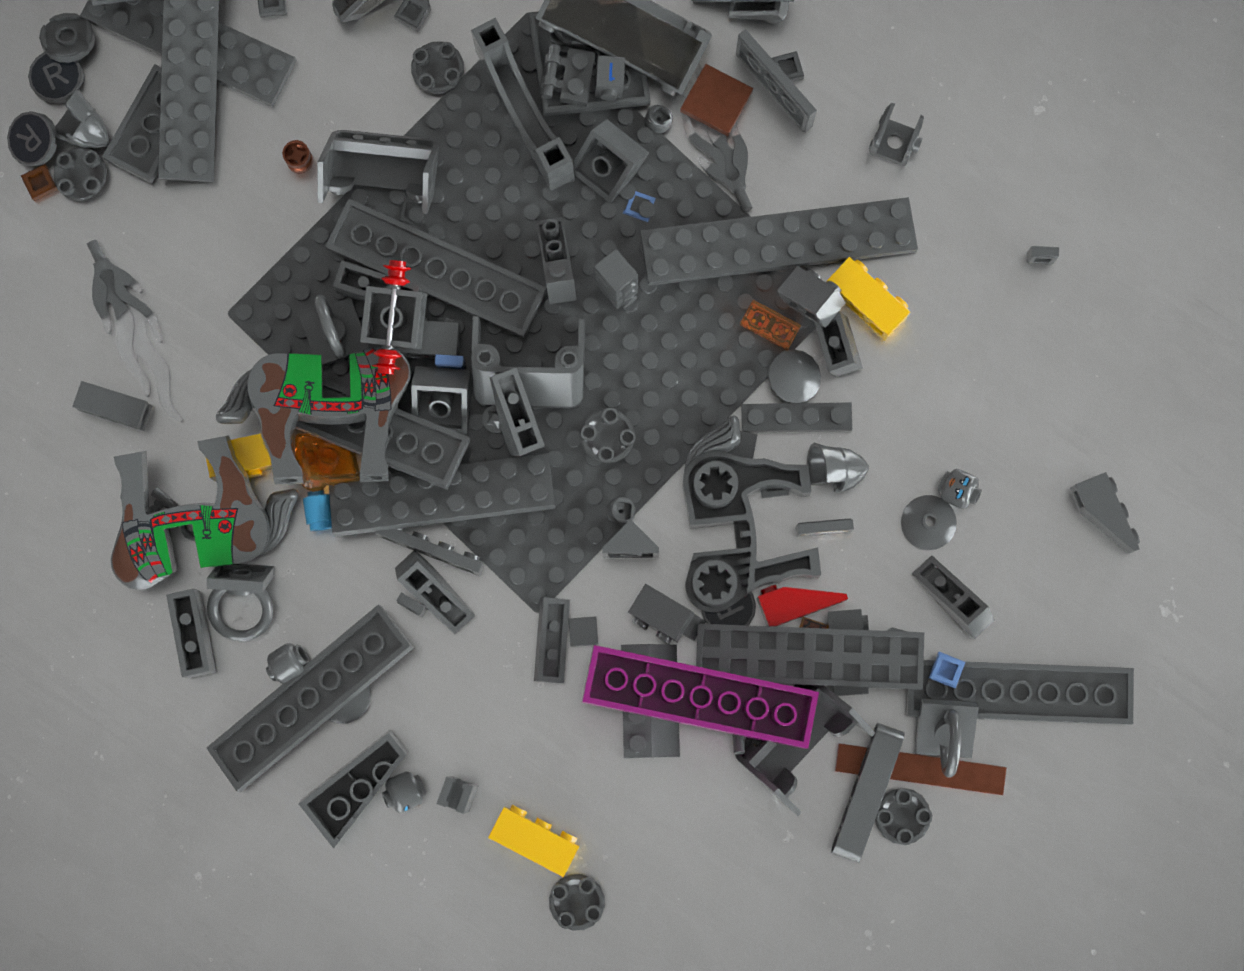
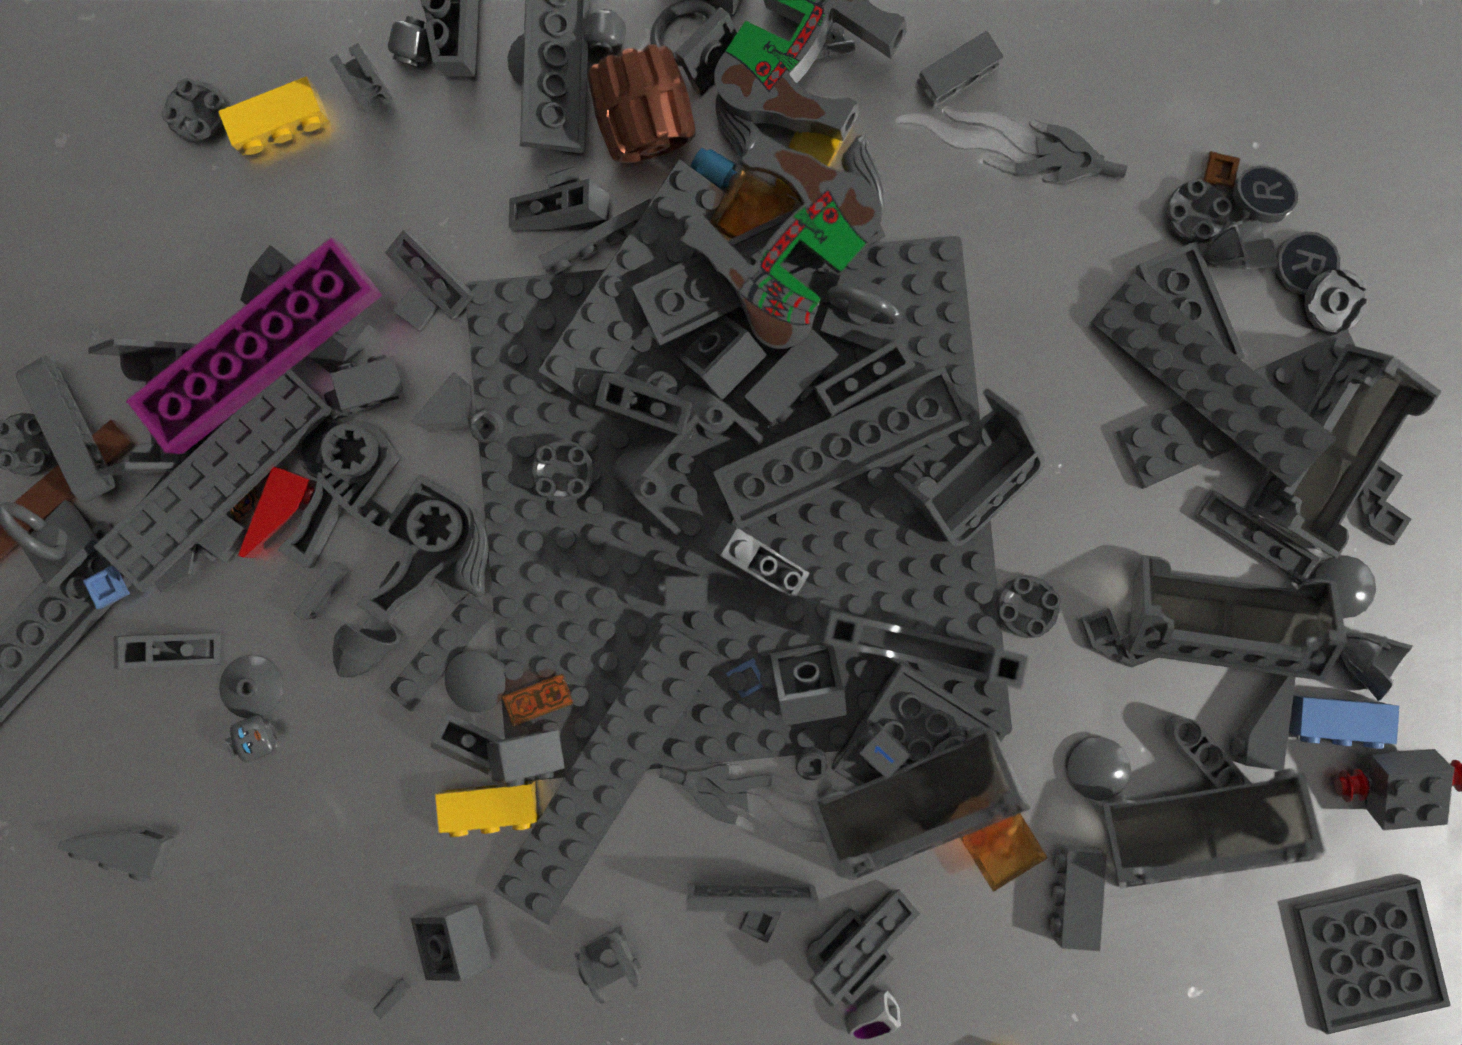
camera: 125 degrees right, 5 degrees up
(295, 151) = (1055, 411): copper wheel -> none
(317, 587) = (641, 104): none -> copper wheel
(393, 317) = (818, 361): dark grey brick -> none
(450, 361) = (747, 383): medium blue tile -> none
(576, 79) = (907, 719): dark grey plate -> none
(716, 99) = (783, 830): copper tile -> none
(974, 247) = (452, 943): none -> dark grey slope

